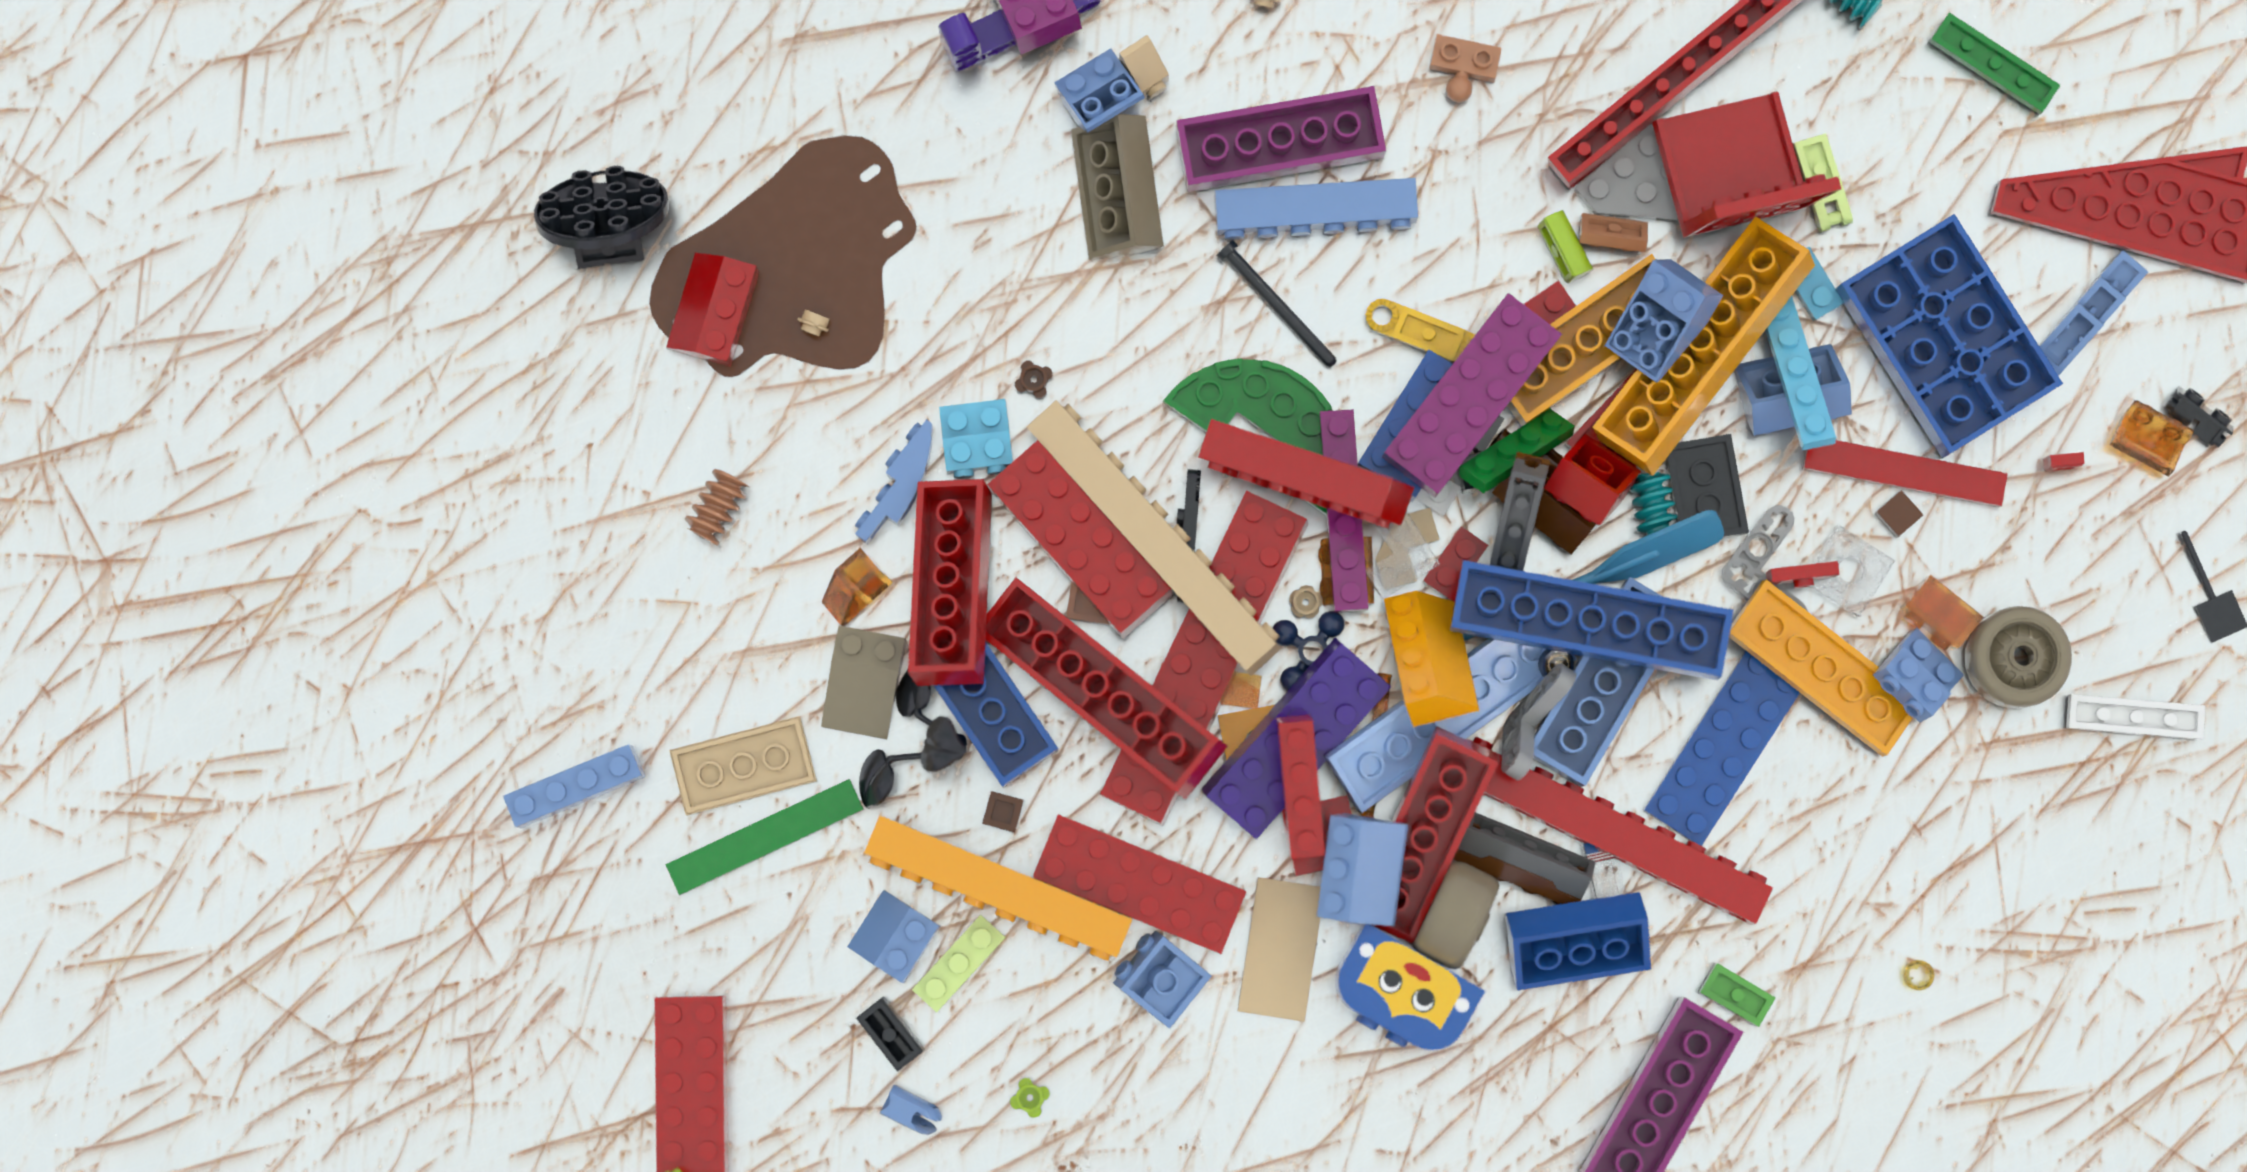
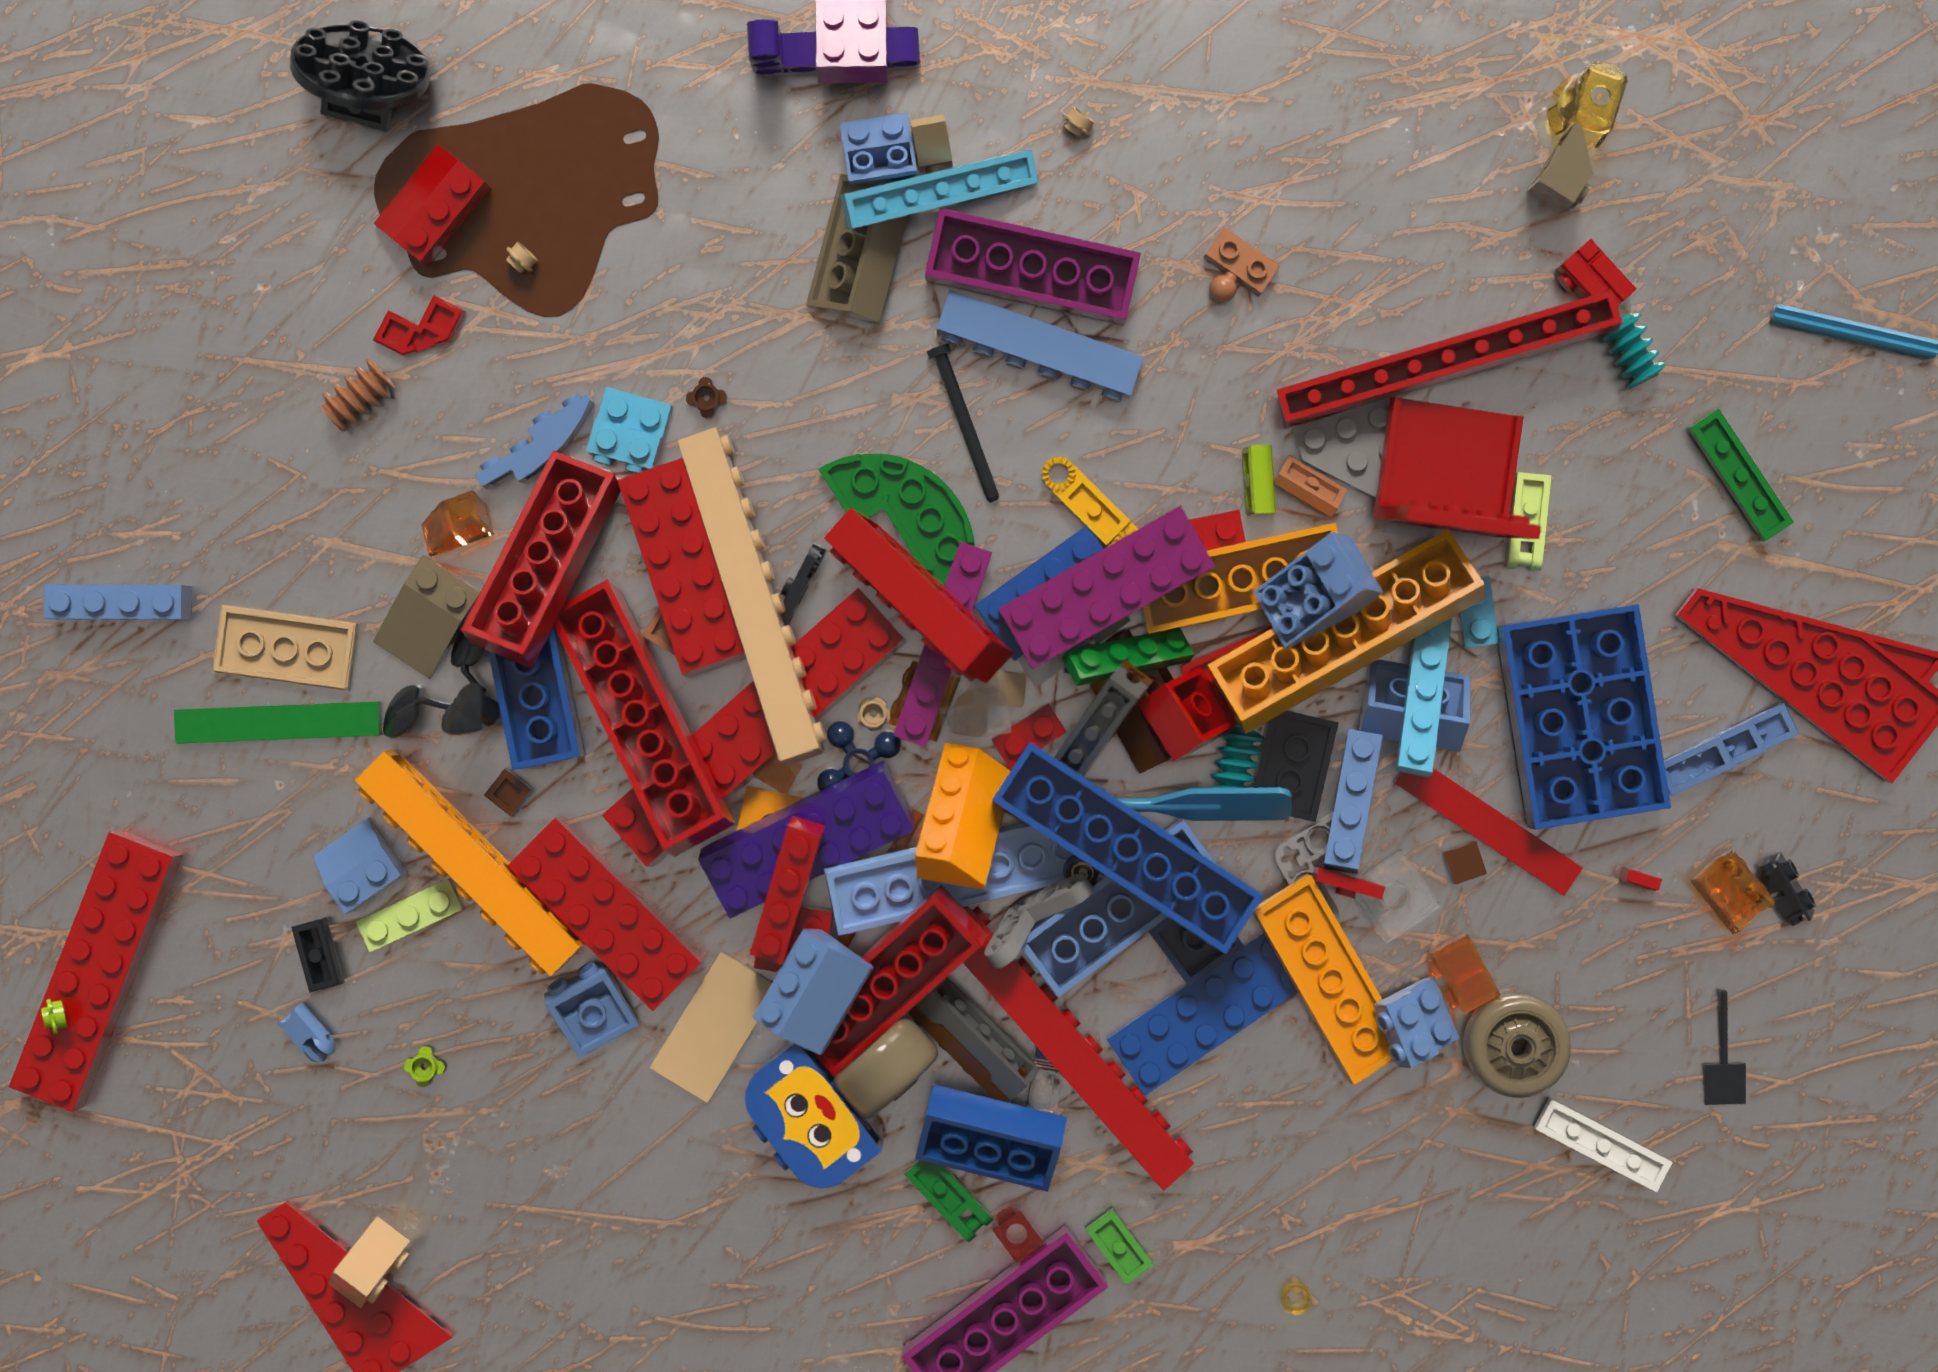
camera: 25 degrees right, 5 degrees up
(761, 419) = (434, 329): none -> red tile
(1169, 103) = (939, 189): none -> medium azure plate
(1561, 1014) = (949, 1197): none -> green plate
(1654, 1021) = (1020, 1247): none -> clear red brick
(1684, 695) = (1189, 952): none -> dark blue brick
(1775, 498) = (1353, 801): none -> medium blue brick

